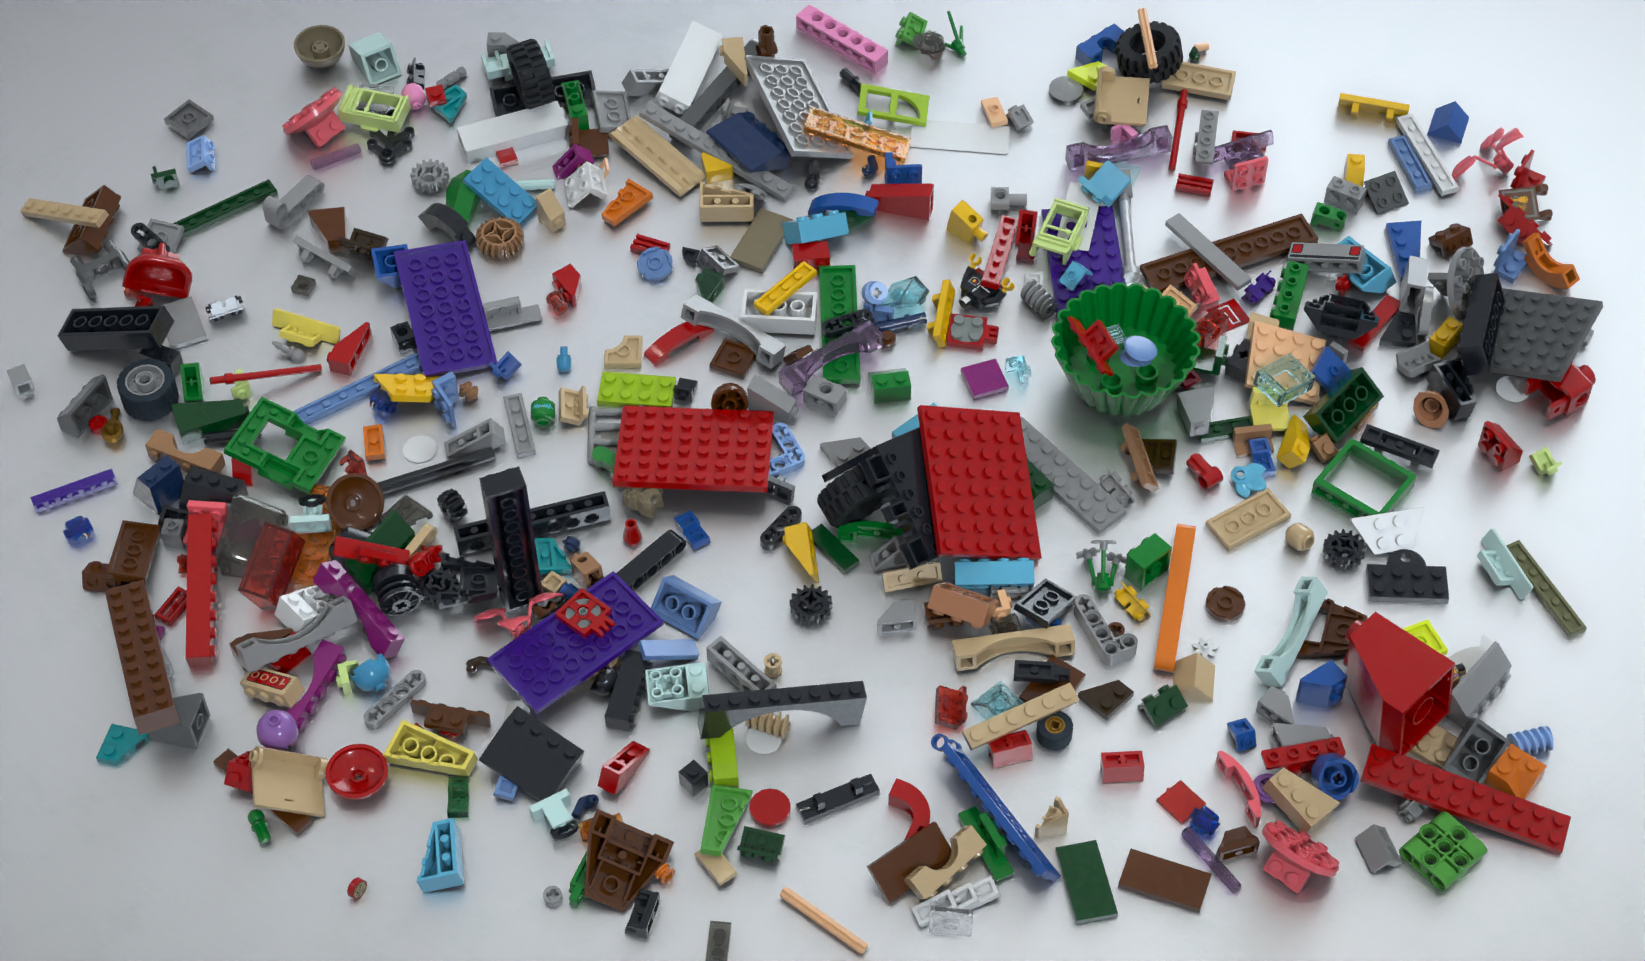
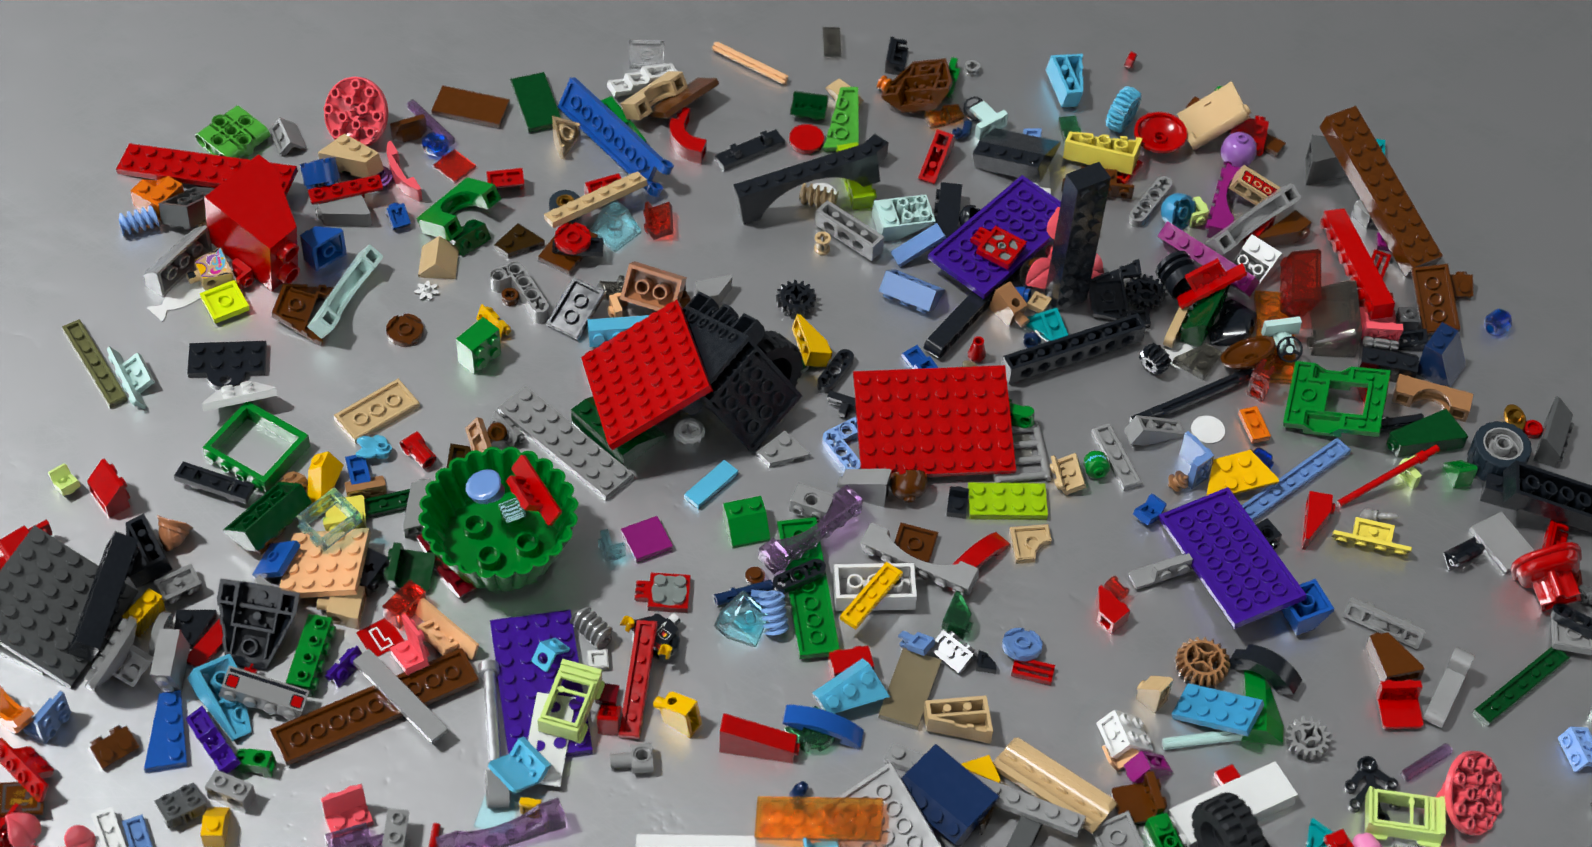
camera: 170 degrees right, 0 degrees up
(73, 490) = (1521, 360): dark purple piece -> none
(303, 285) = (1395, 595): clear smoke plate -> none
(340, 194) = (1400, 704): none -> red bracket
(363, 242) = (1348, 633): dark brown bracket -> none
(390, 802) = (1123, 109): none -> medium azure gear
(424, 560) = (1166, 303): red animal -> none
(563, 360) = (1090, 523): dark azure cylinder -> none
(626, 203) = (1072, 722): orange wing -> none
(748, 264) = (916, 643): none -> medium blue plate
(758, 193) = (933, 732): light grey dish -> none
(797, 354) = (846, 536): reddish brown tile -> none
(811, 183) = (864, 770): black axle -> none
(901, 173) = (759, 764): blue bracket -> none
(944, 302) = (695, 620): yellow hinge -> none
(974, 651) = (562, 274): tan arch -> none
(1047, 672) = (572, 238): none -> red tile
(1102, 581) = (522, 336): plant -> none
(1127, 472) = (497, 431): none -> reddish brown plate
(1175, 598) = (452, 327): orange beam -> none
(1194, 183) = (411, 798): red tile -> none
(1199, 717) = (470, 192): none -> green arch
(1275, 706) = (365, 234): light grey slope -> none
(1299, 537) = (327, 389): tan head -> none
(1344, 549) = (285, 380): black gear -> none
(1365, 232) = (213, 740): none -> dark purple slope

